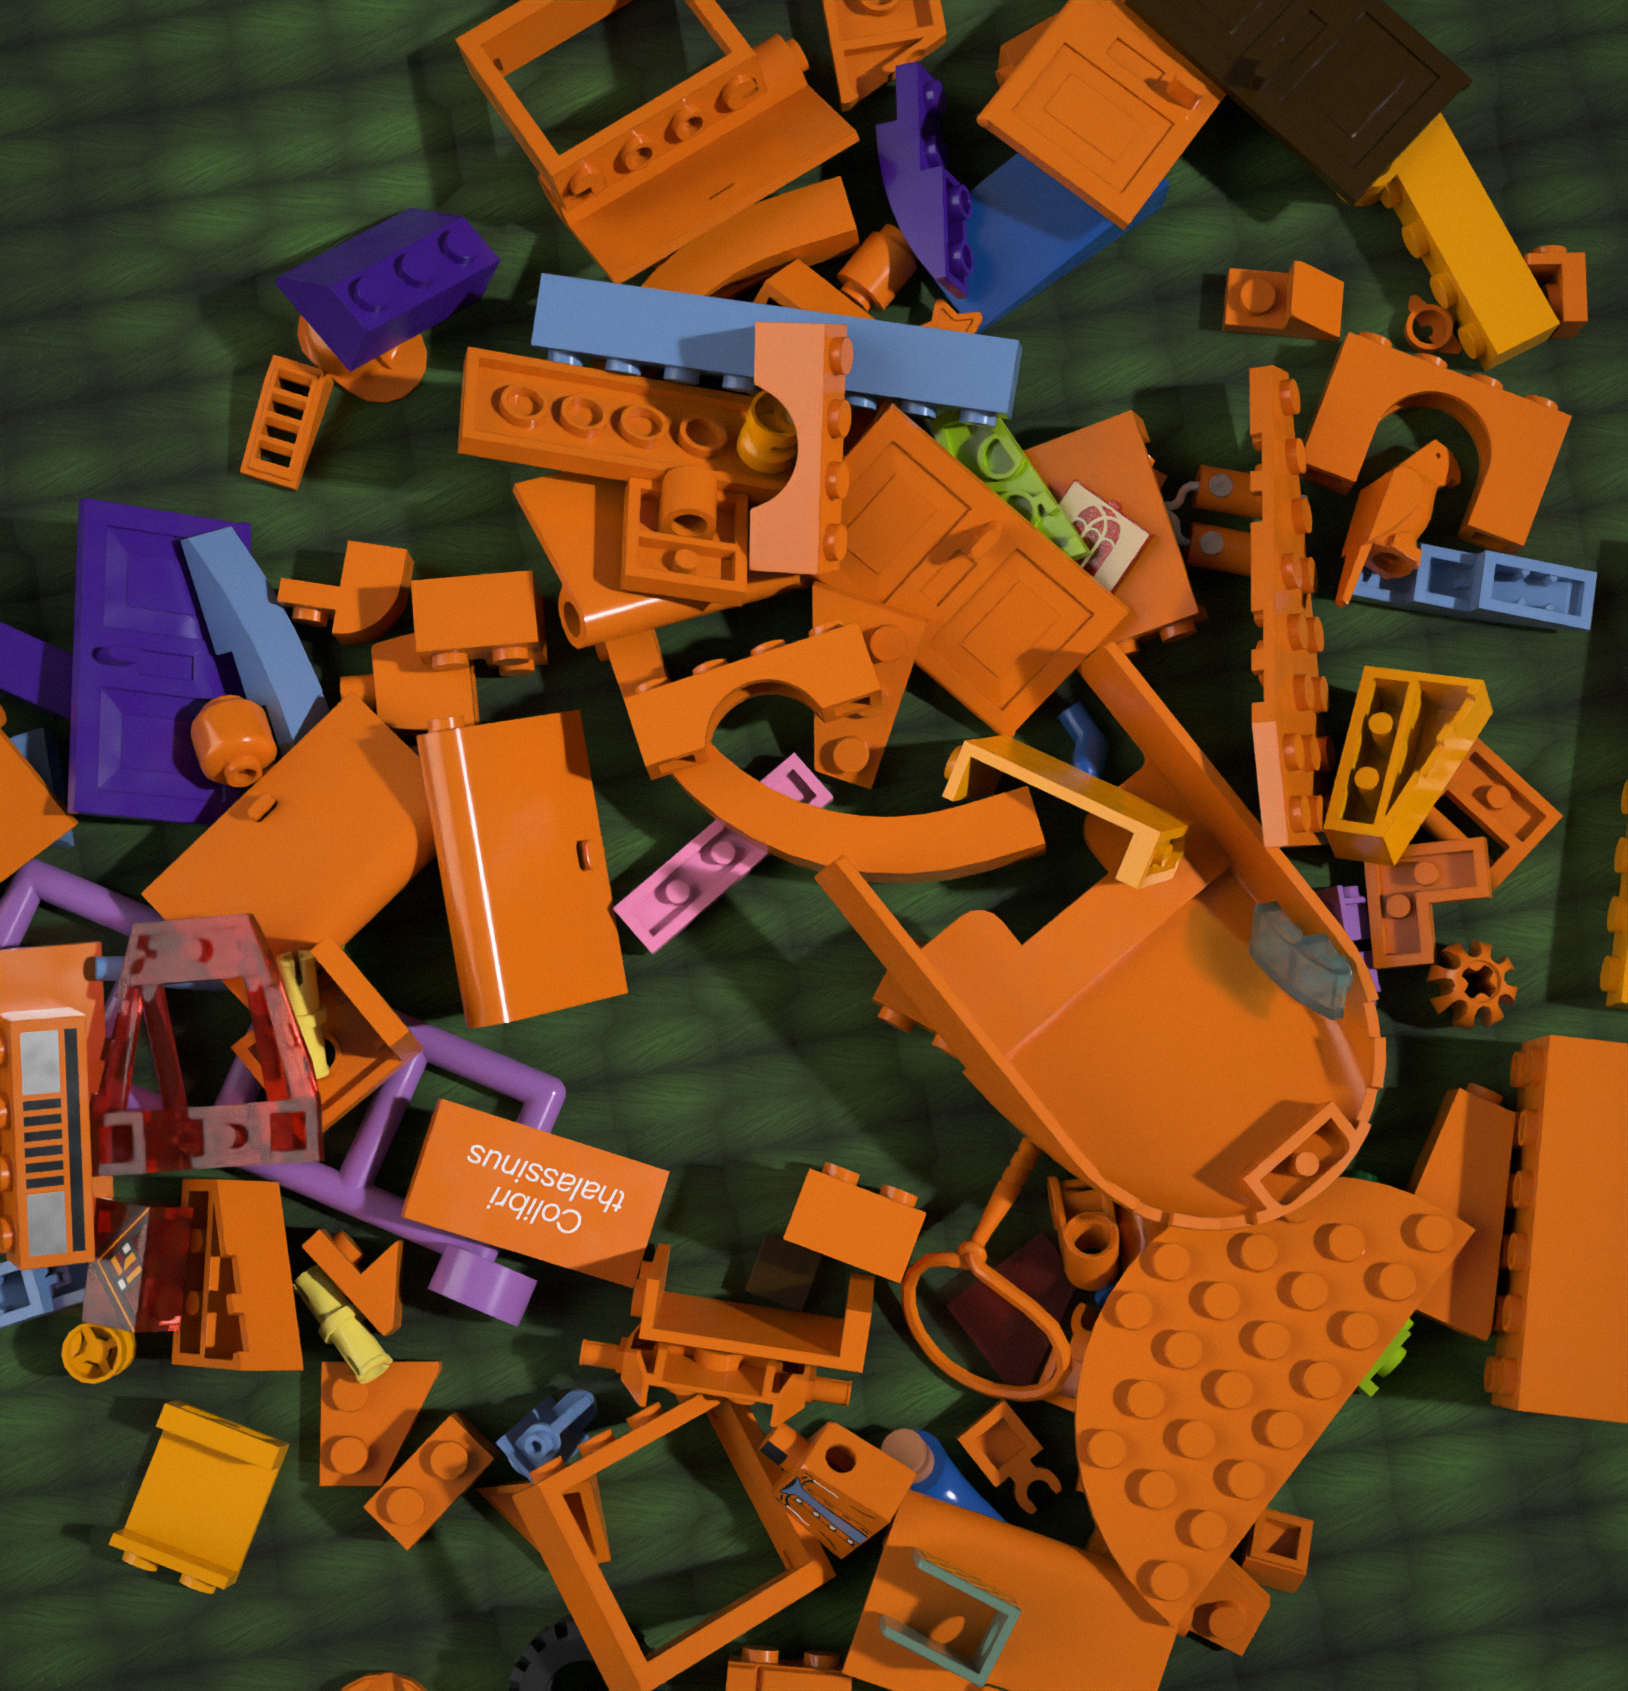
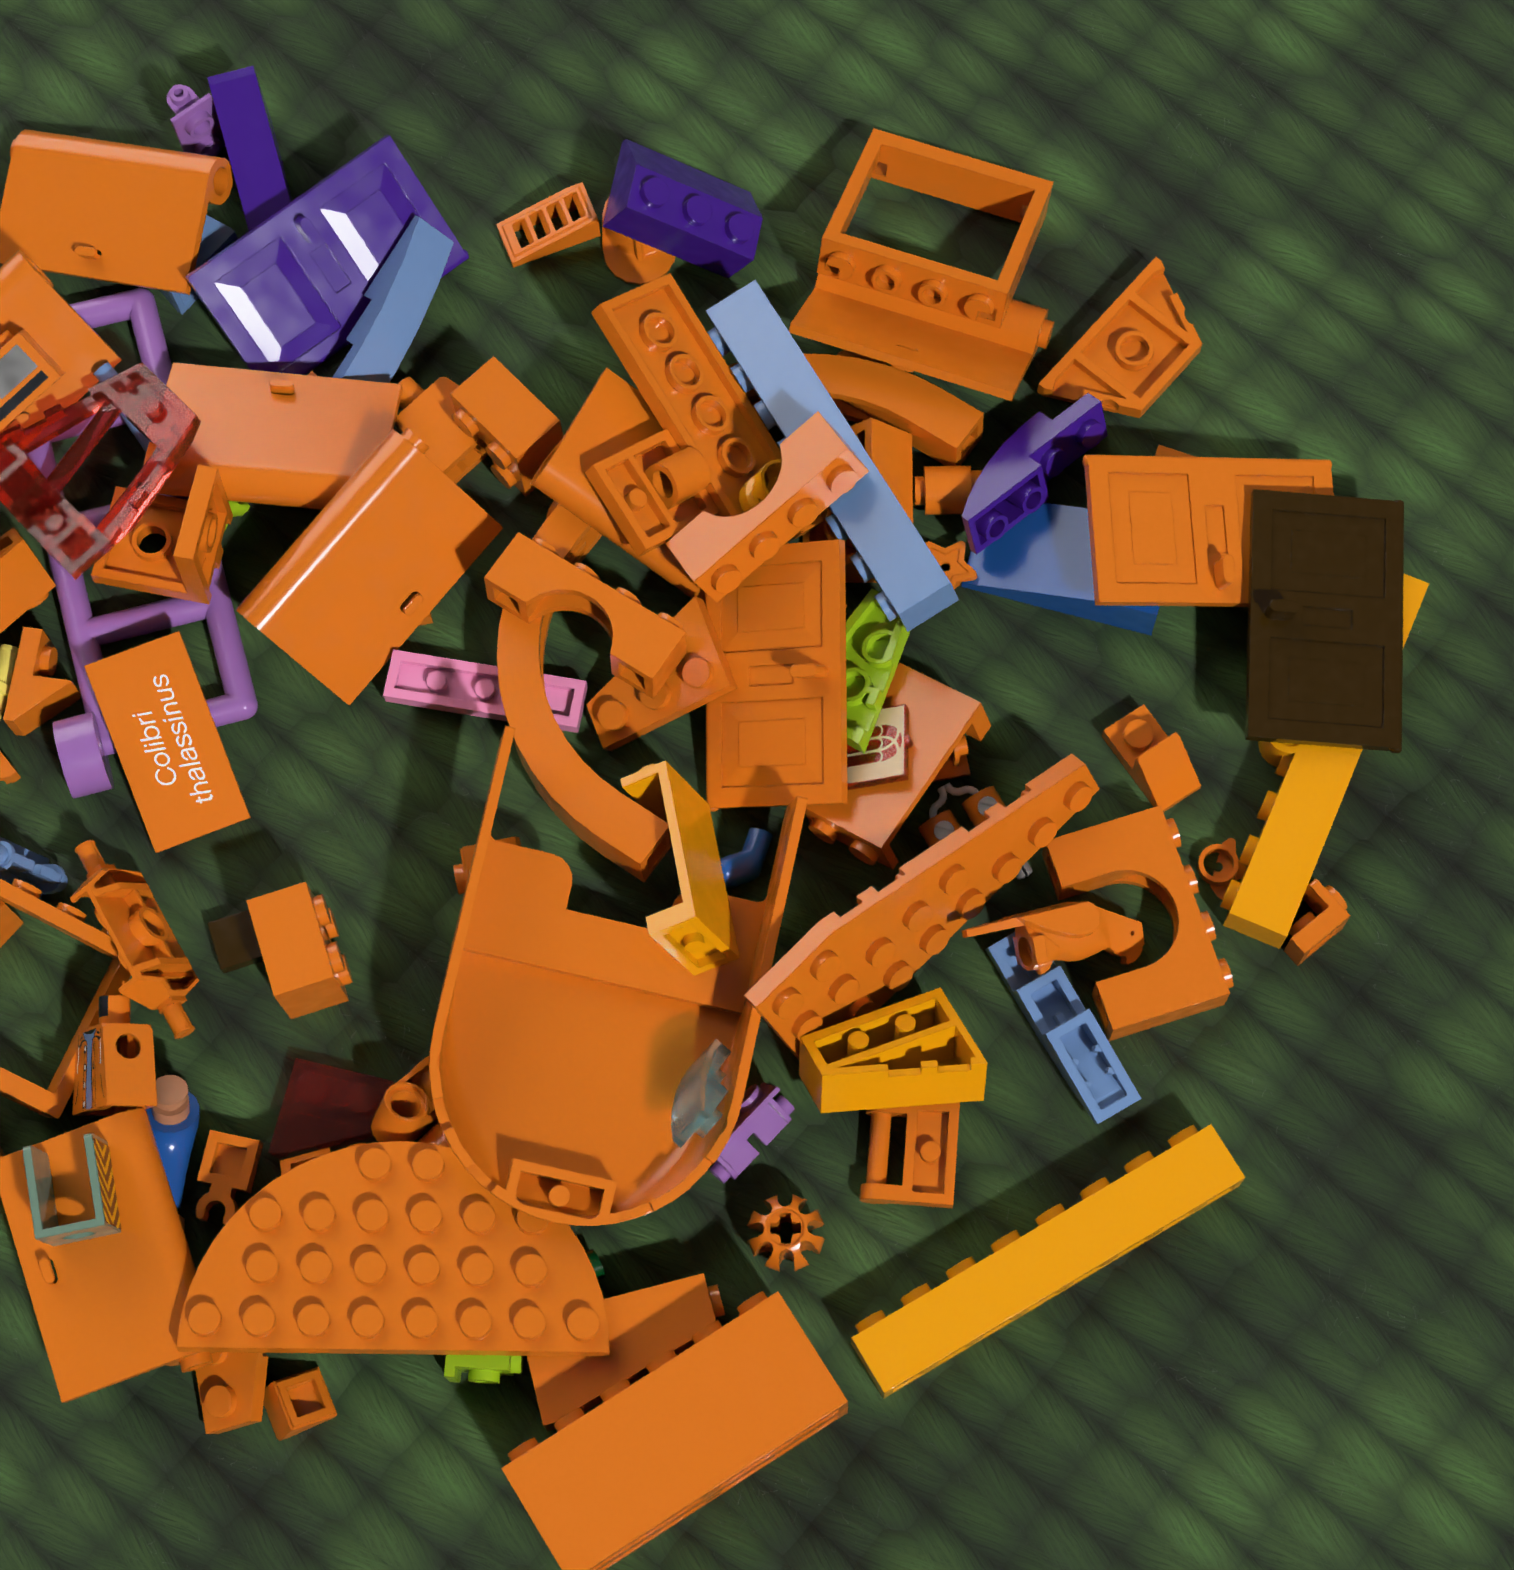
camera: 55 degrees right, 10 degrees down
(233, 741) = (314, 342): orange head -> none
(305, 1001) = (165, 506): light yellow pin -> none
(366, 603) = (463, 351): orange brick -> none
(750, 1327) = (211, 995): orange panel -> none
(972, 1256) = (333, 1040): orange piece -> none
(1404, 894) = (814, 1141): orange plate -> none

